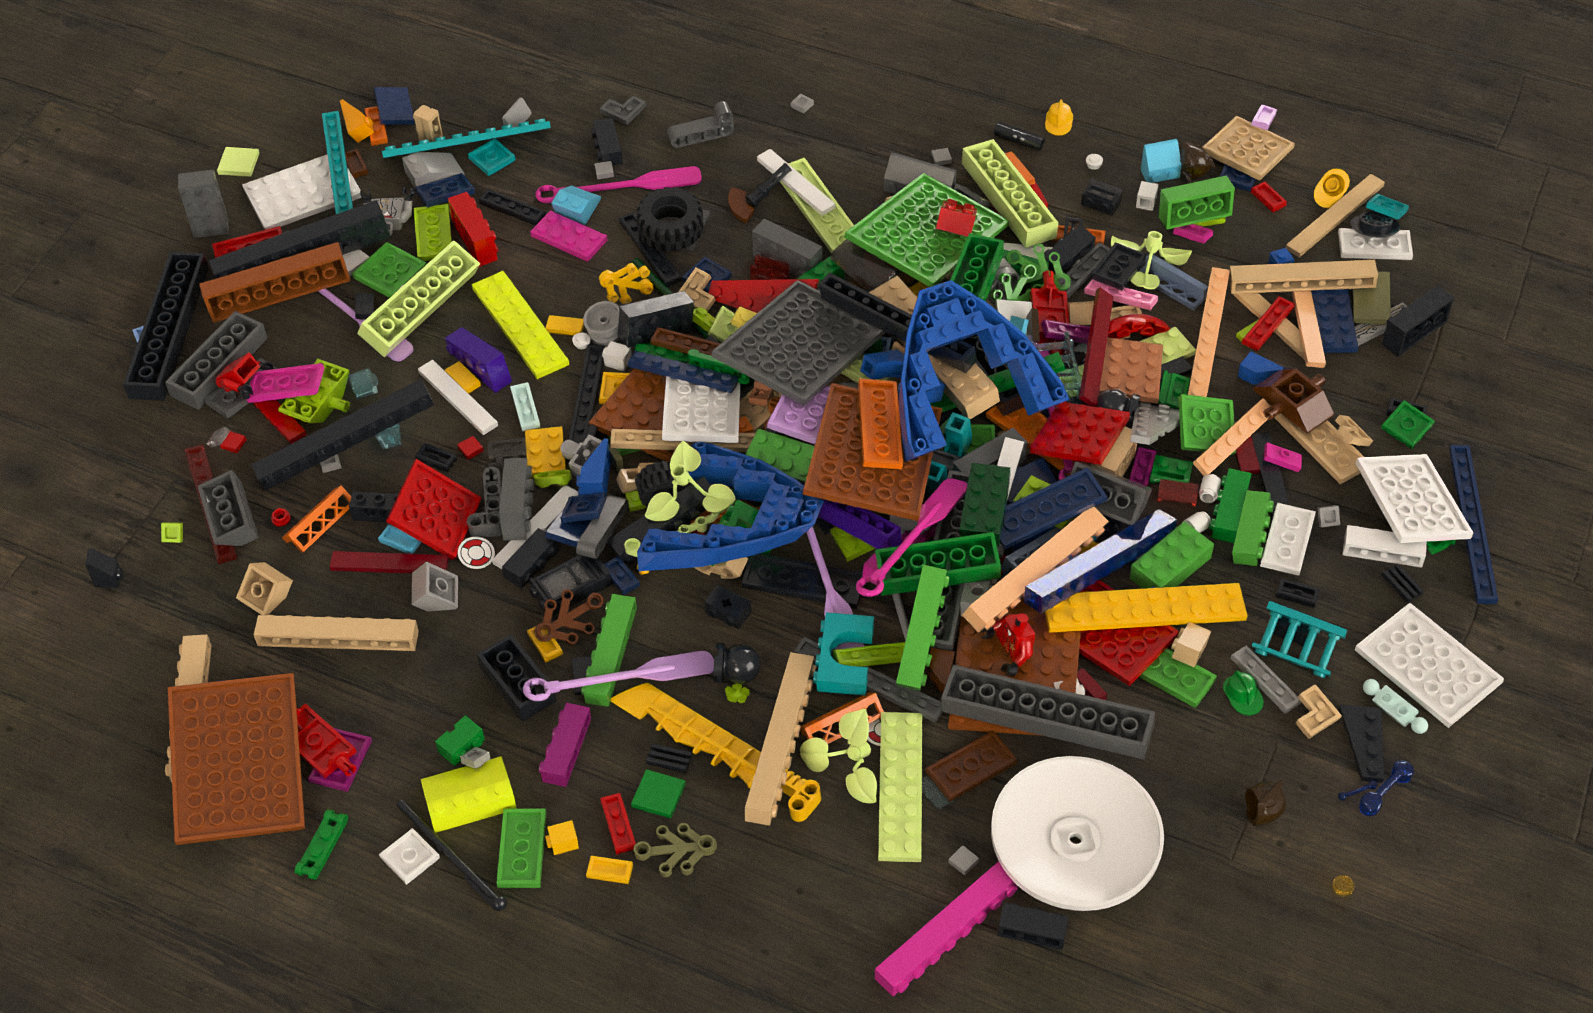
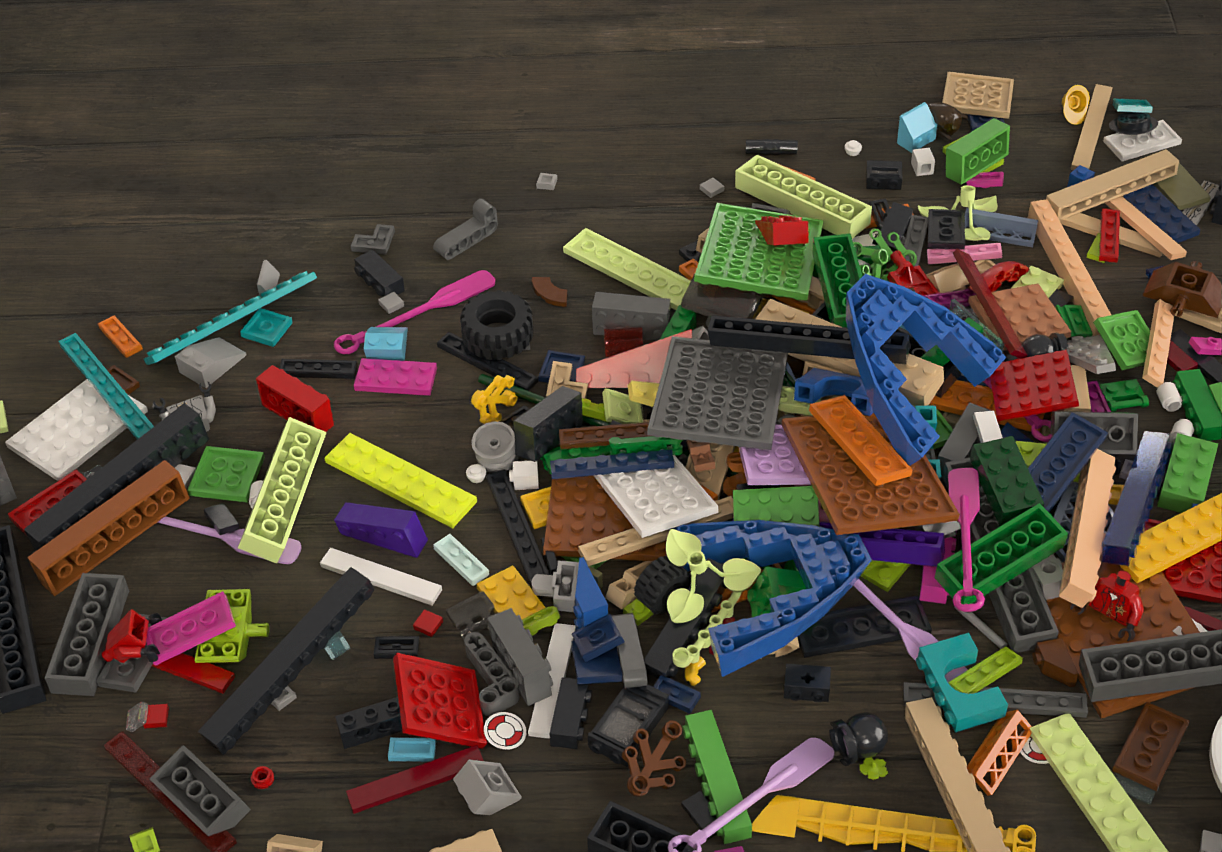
camera: 25 degrees left, 5 degrees down
(313, 516) = (300, 759): orange fence -> none
(356, 122) = (99, 337): light orange slope -> none
(363, 383) = (269, 599): clear light blue brick -> none
(393, 105) = (129, 310): dark blue tile -> none
(427, 123) = (181, 315): tan brick -> none
(432, 230) = (250, 420): lime plate -> none
(438, 191) = (237, 374): dark blue tile -> none
(463, 377) = (374, 553): yellow tile -> none
(547, 650) = (648, 804): yellow tile -> none
(564, 325) = (449, 464): yellow tile -> none
(784, 169) = (567, 269): black pin -> none
(797, 183) = (595, 251): white tile -> none
(855, 728) = (1043, 753): yellowish green plant -> none
(903, 170) = (696, 210): dark grey slope -> none
(921, 628) = (1029, 625): bright green brick -> none
(1059, 119) = (795, 122): yellow piece -> none
(1178, 492) = (1148, 408): clear red hinge -> none
(1257, 368) = (1130, 277): blue slope -> none
(1264, 117) = (972, 66): lavender tile -> none
(1268, 196) = (1025, 130): red tile -> none

